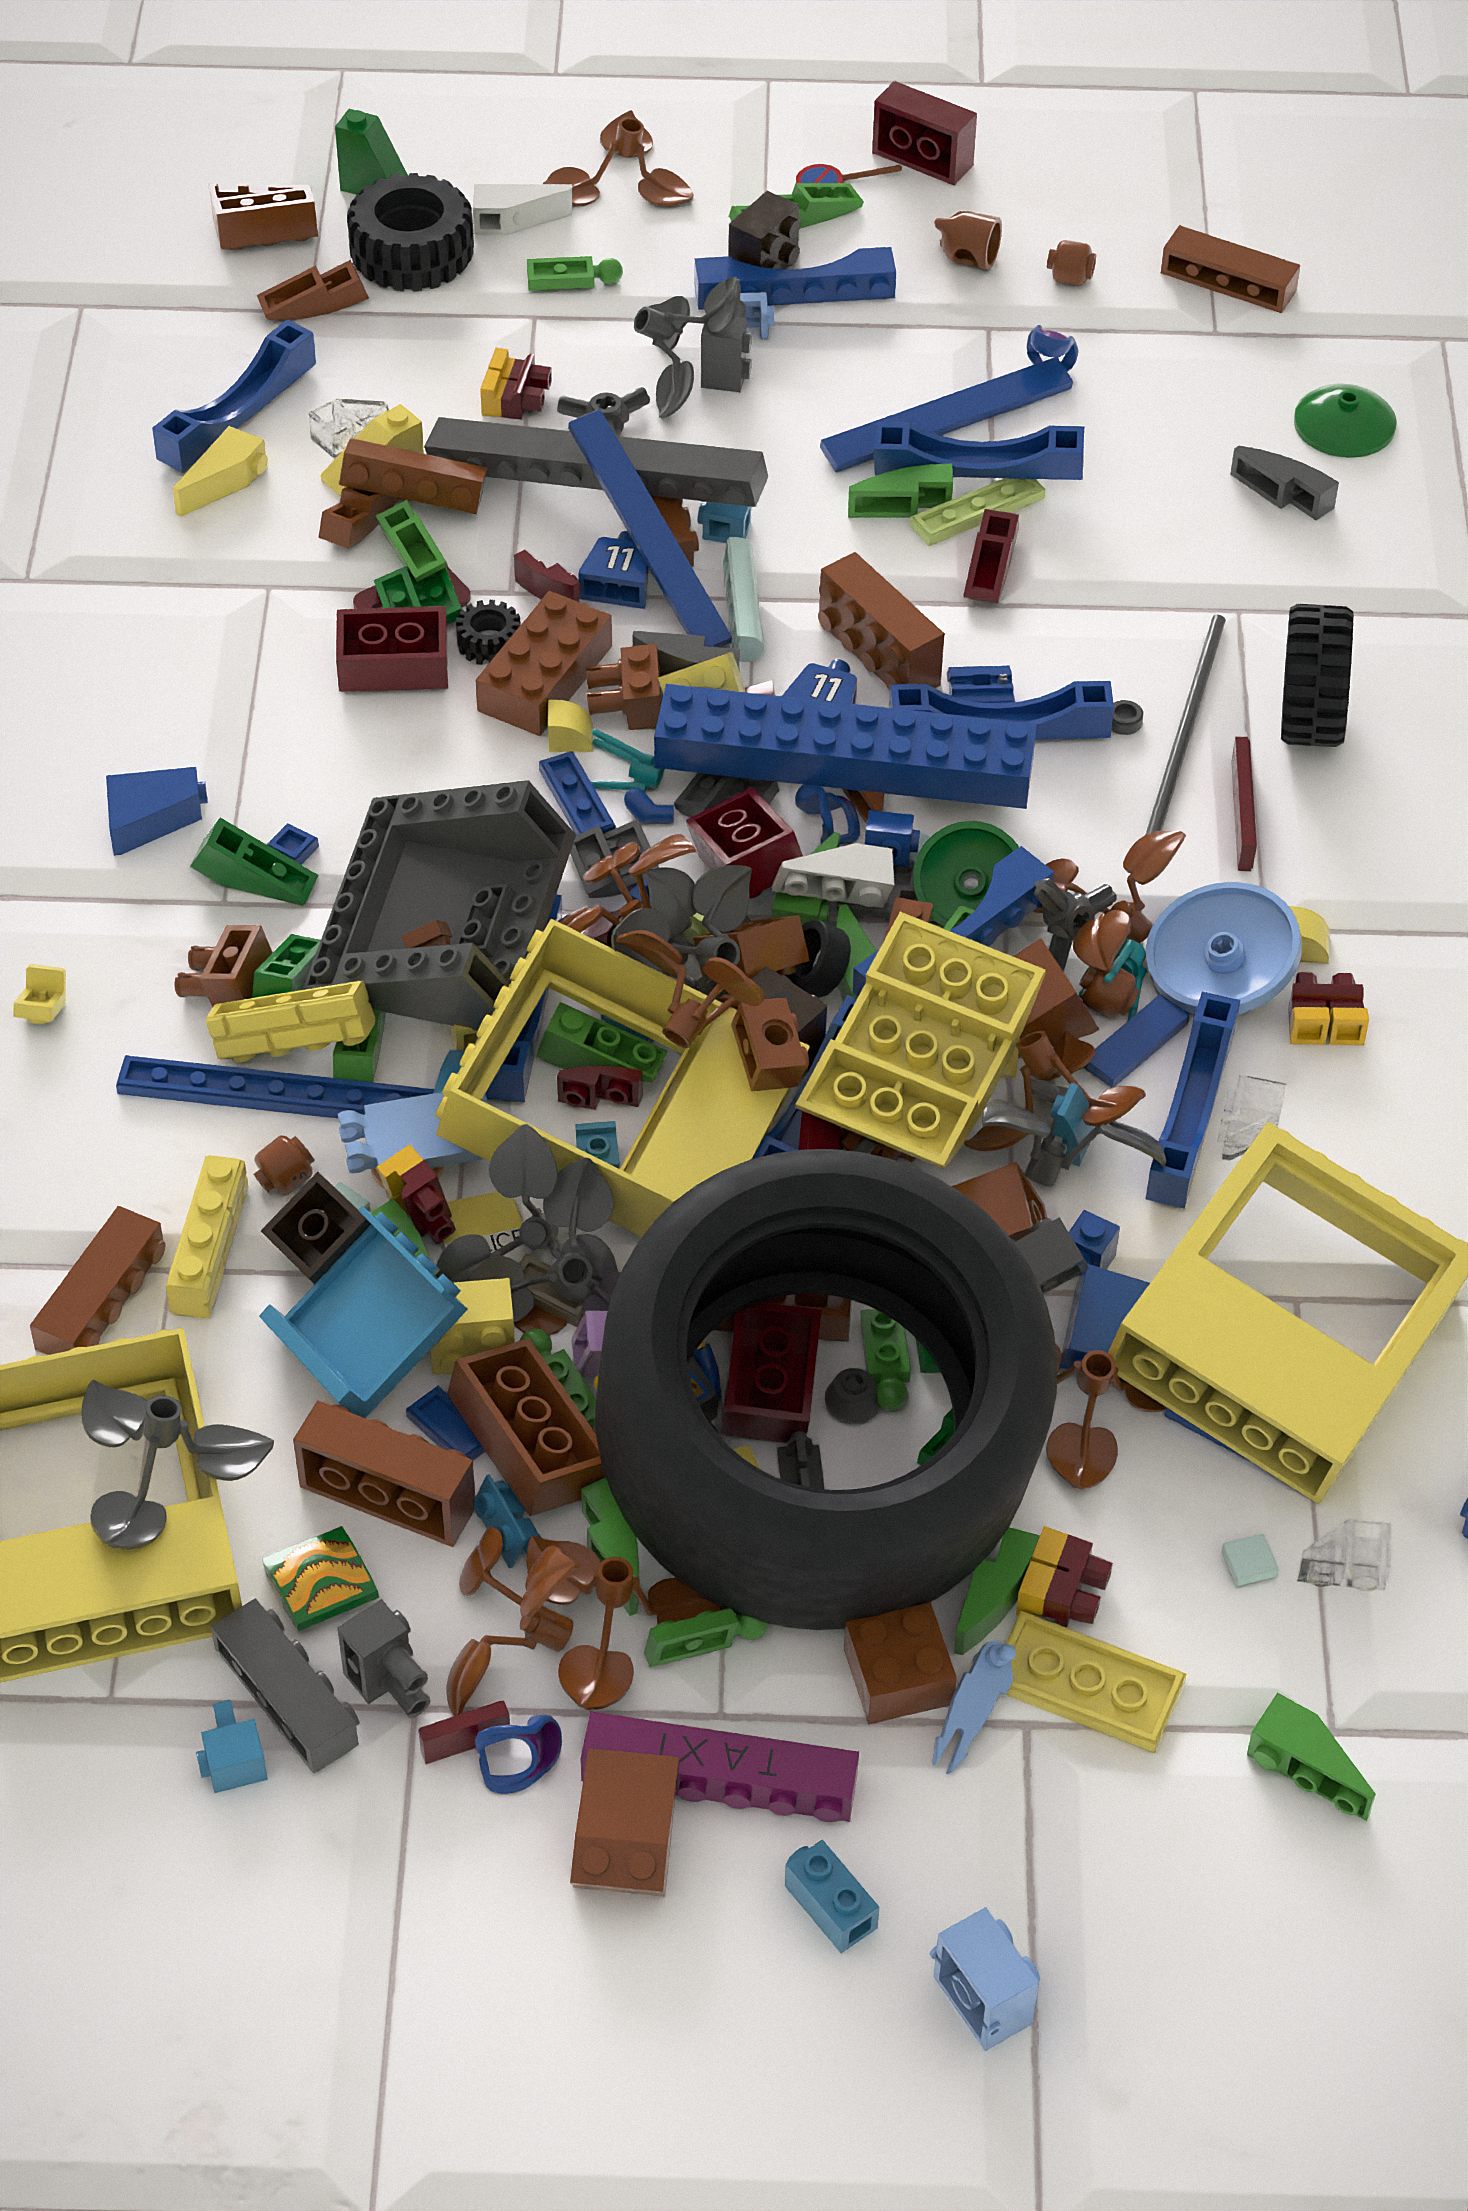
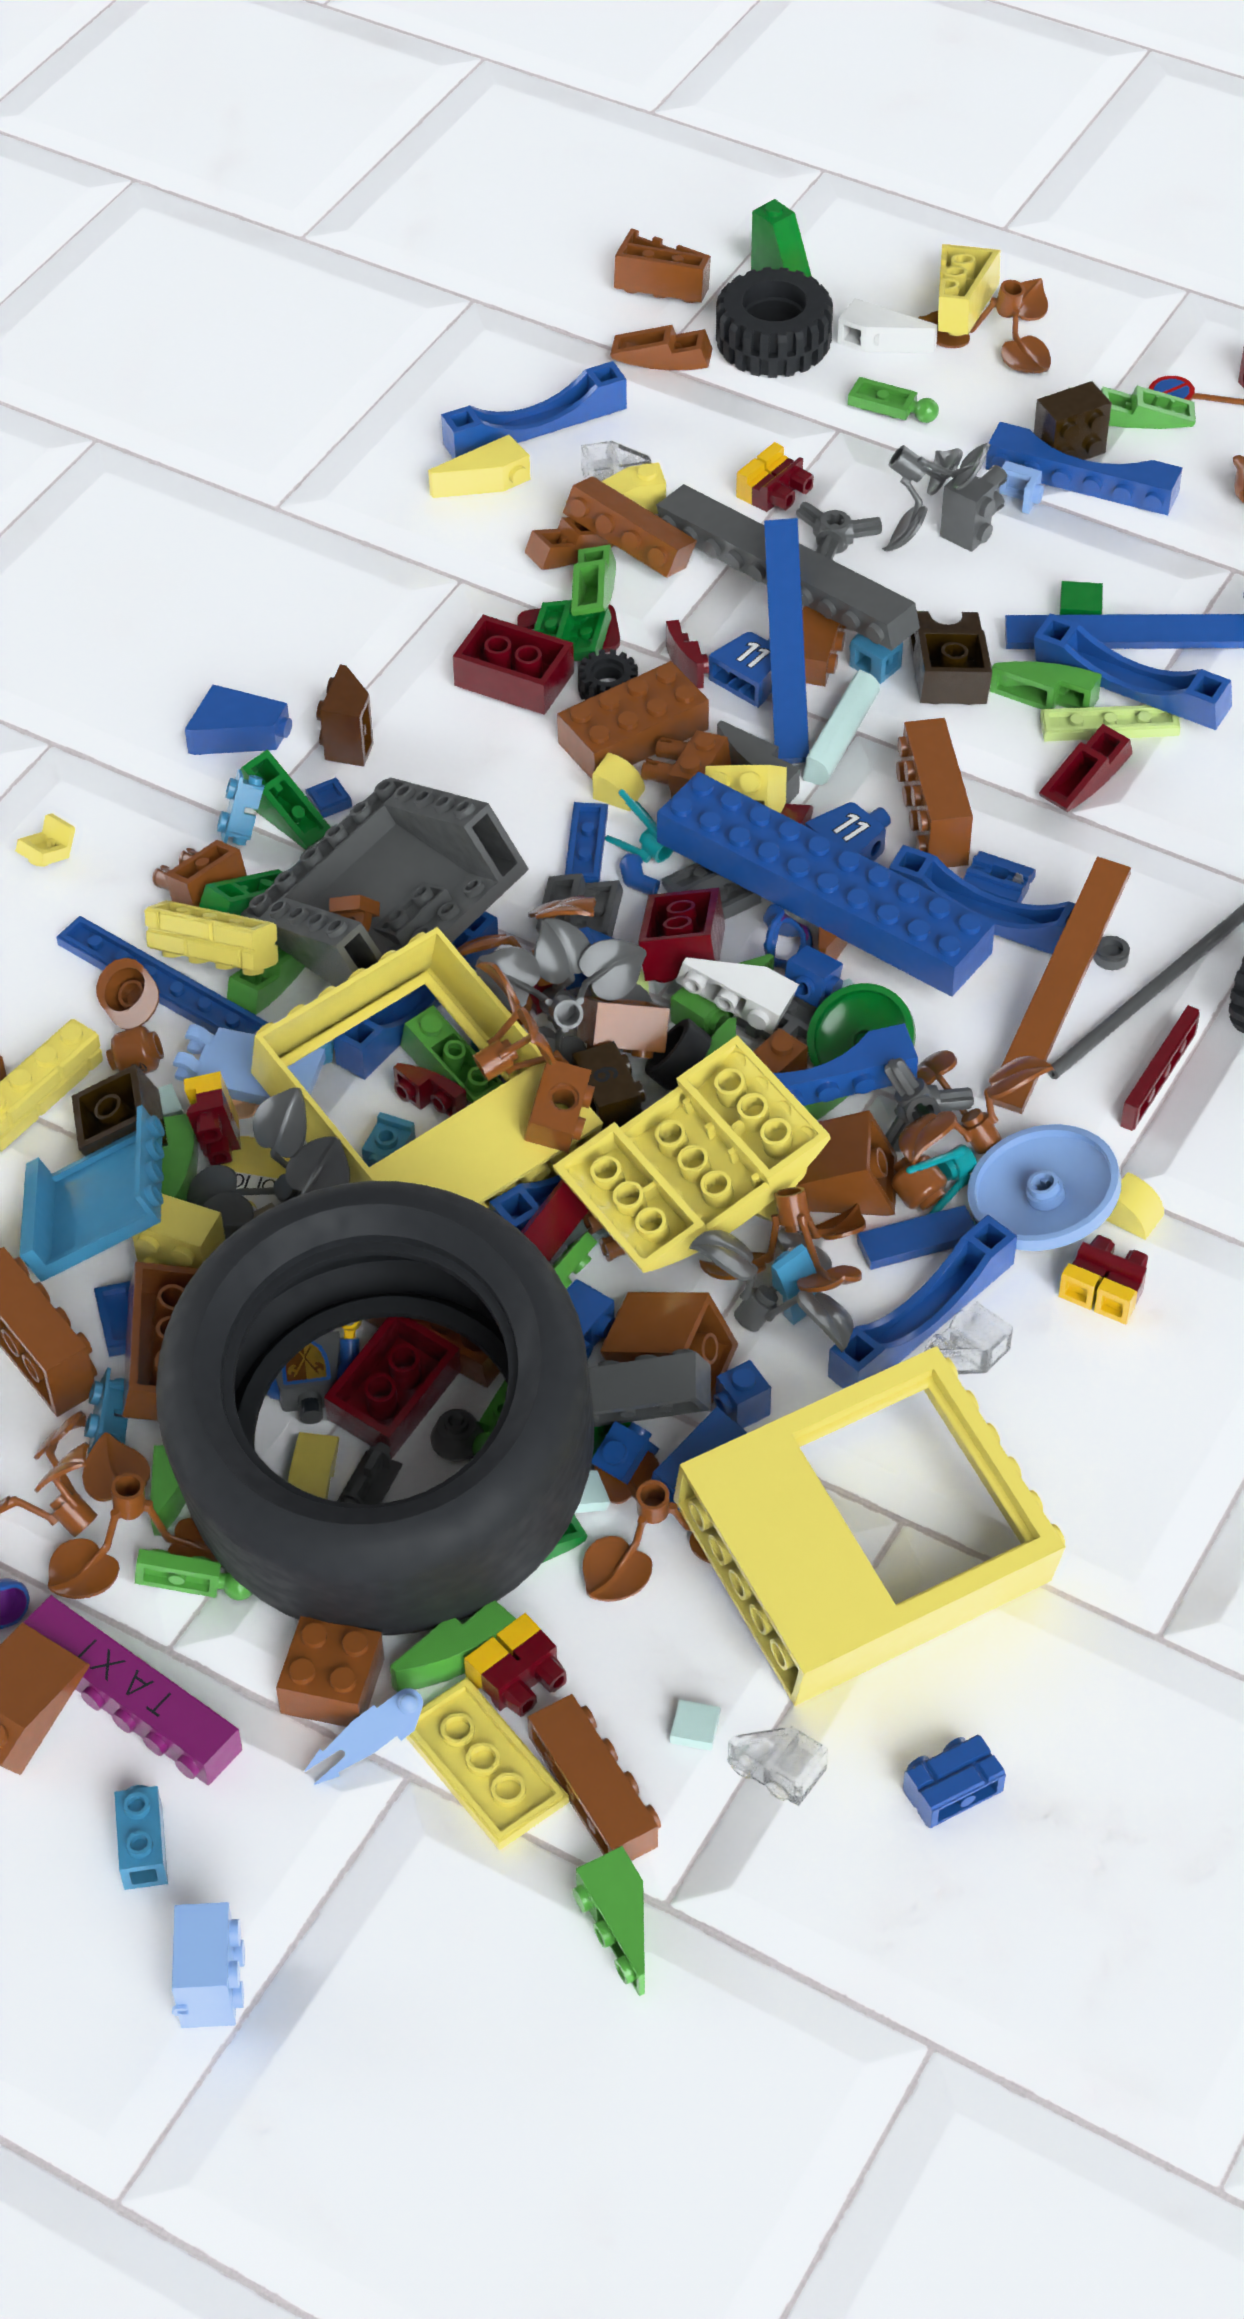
camera: 30 degrees right, 0 degrees up
(221, 904) = (235, 821): none -> dark azure hinge
(241, 1110) = (127, 993): none -> dark orange piece
(269, 758) = (345, 720): none -> reddish brown slope
(568, 139) = (965, 286): none -> light yellow wedge
(807, 500) = (951, 660): none -> dark brown brick
(875, 401) = (1080, 598): none -> green piece
(1113, 751) = (1065, 971): none -> dark orange tile
(1210, 1652) = (592, 1778): none -> dark orange brick

